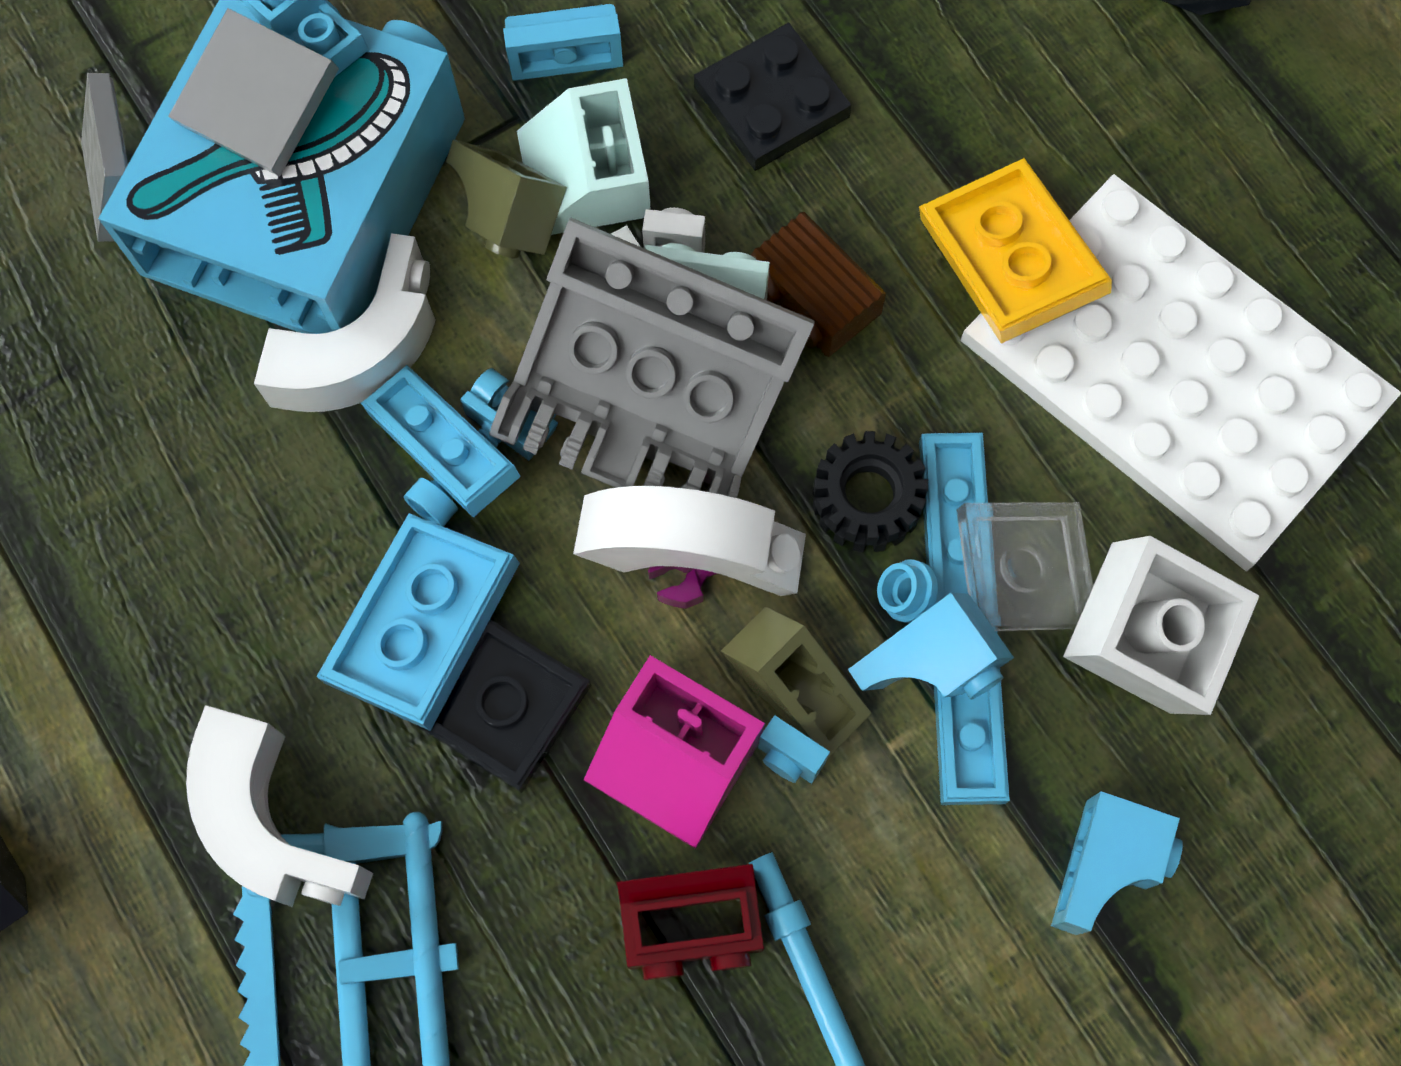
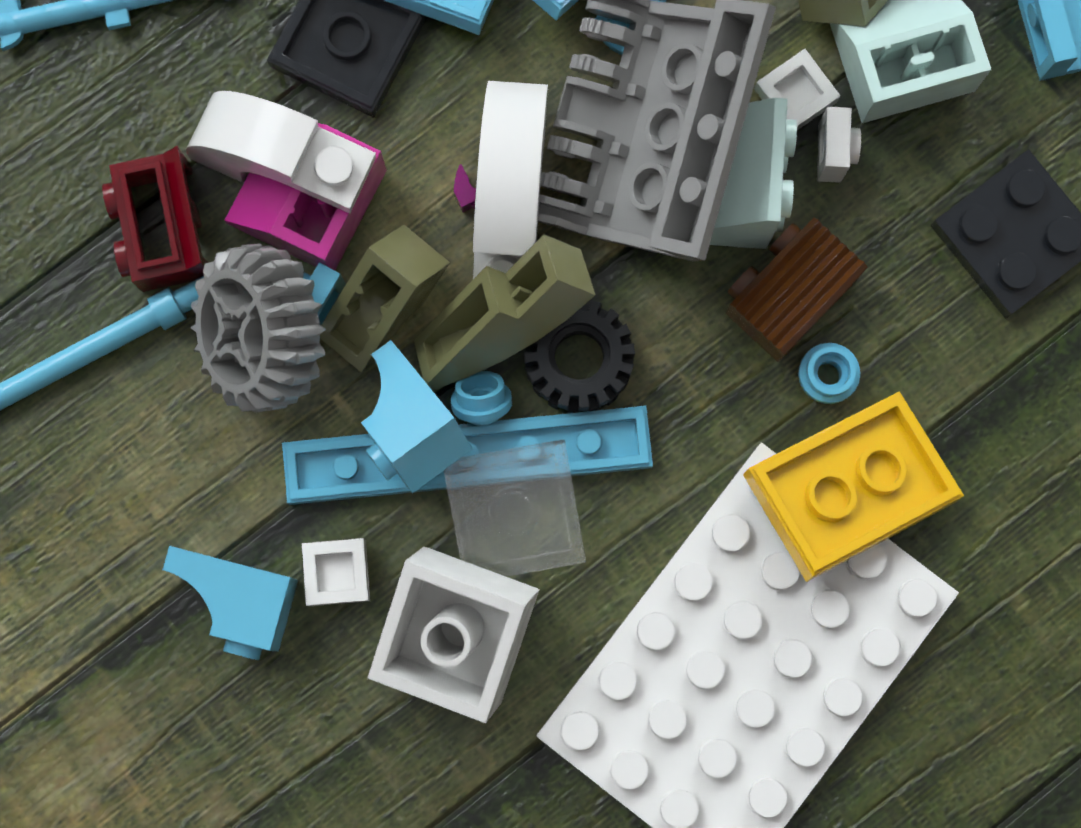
camera: 85 degrees right, 10 degrees up
(631, 769) = (276, 142): none -> white arch
(790, 812) = (257, 328): none -> light grey gear
(828, 552) = (504, 312): none -> olive slope
(902, 252) = (842, 360): none -> medium azure plate
(1085, 753) = (335, 572): none -> white plate

